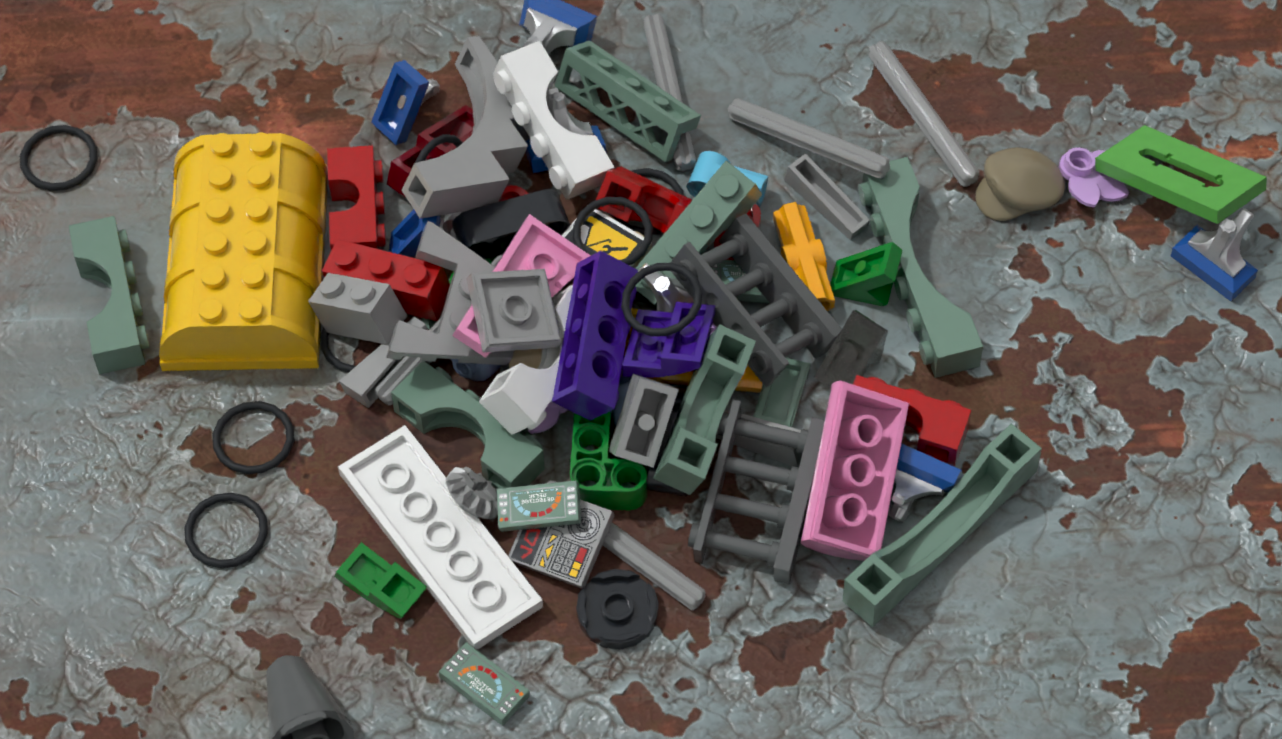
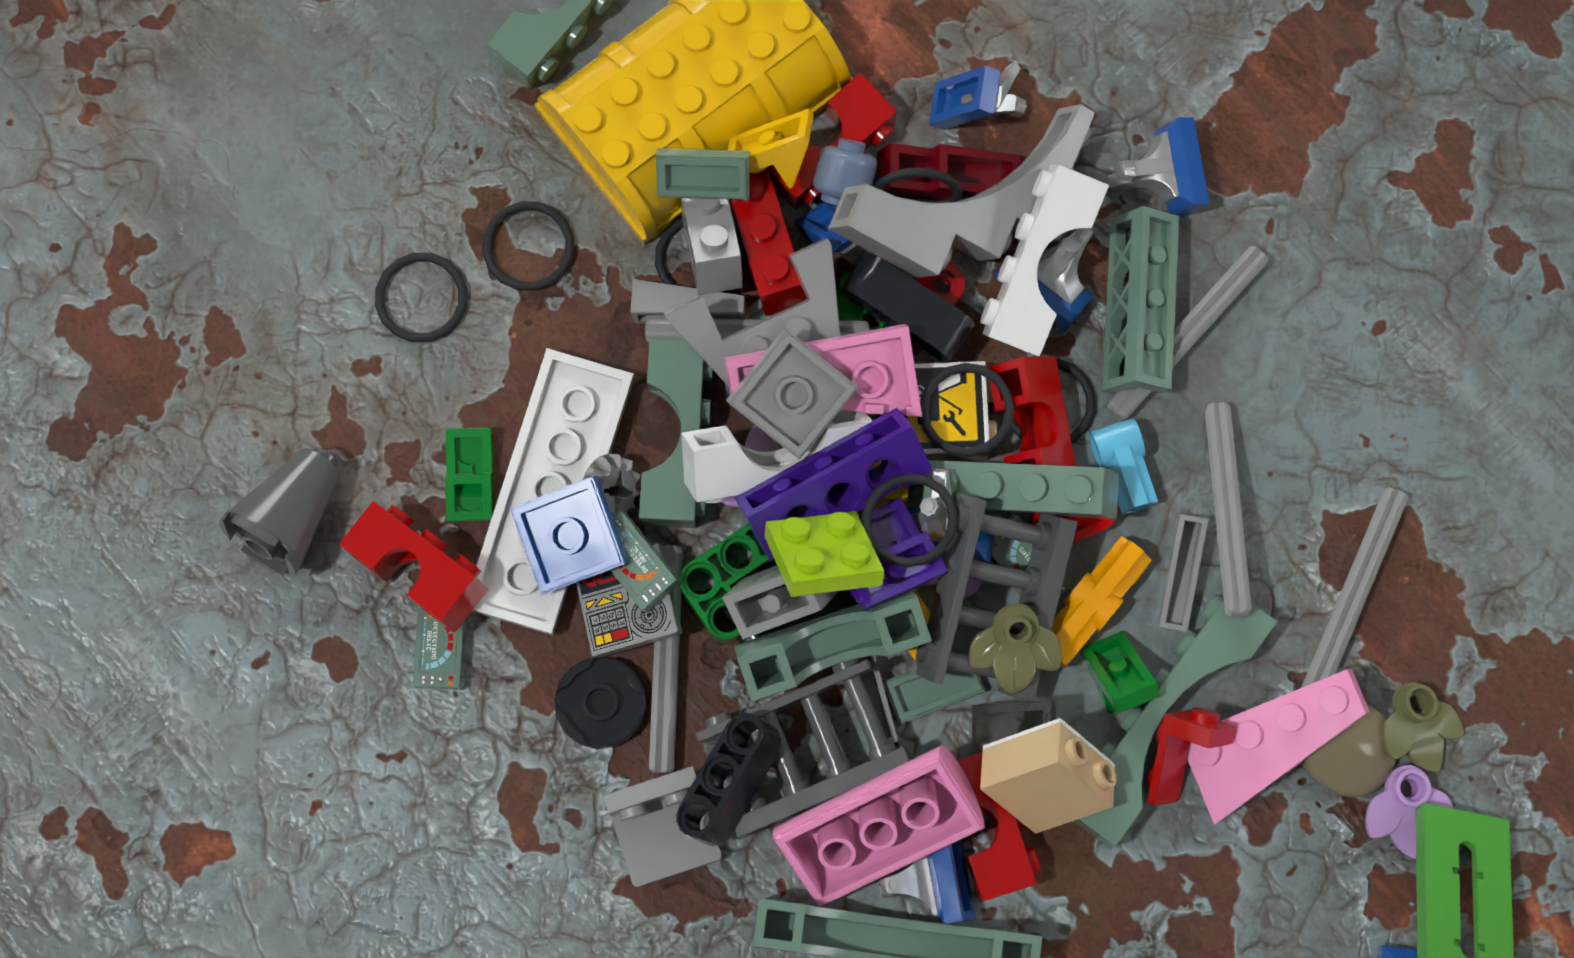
camera: 50 degrees right, 20 degrees up
(313, 268) = (703, 173): none -> sand green tile
(337, 206) = (777, 144): none -> yellow slope
(384, 195) = (841, 168): none -> sand blue head
(384, 657) = (444, 587): none -> red arch
(485, 531) = (569, 535): none -> tile
(641, 357) = (823, 553): none -> lime plate
(738, 622) = (649, 831): none -> light grey bracket
(759, 553) = (708, 790): none -> black beam
(803, 311) = (1015, 655): none -> olive plate
(904, 343) = (1048, 776): none -> tan piece
(942, 239) = (1174, 740): none -> red bracket
(981, 224) = (1274, 741): none -> bright pink wing
(1041, 132) = (1420, 732): none -> olive plate

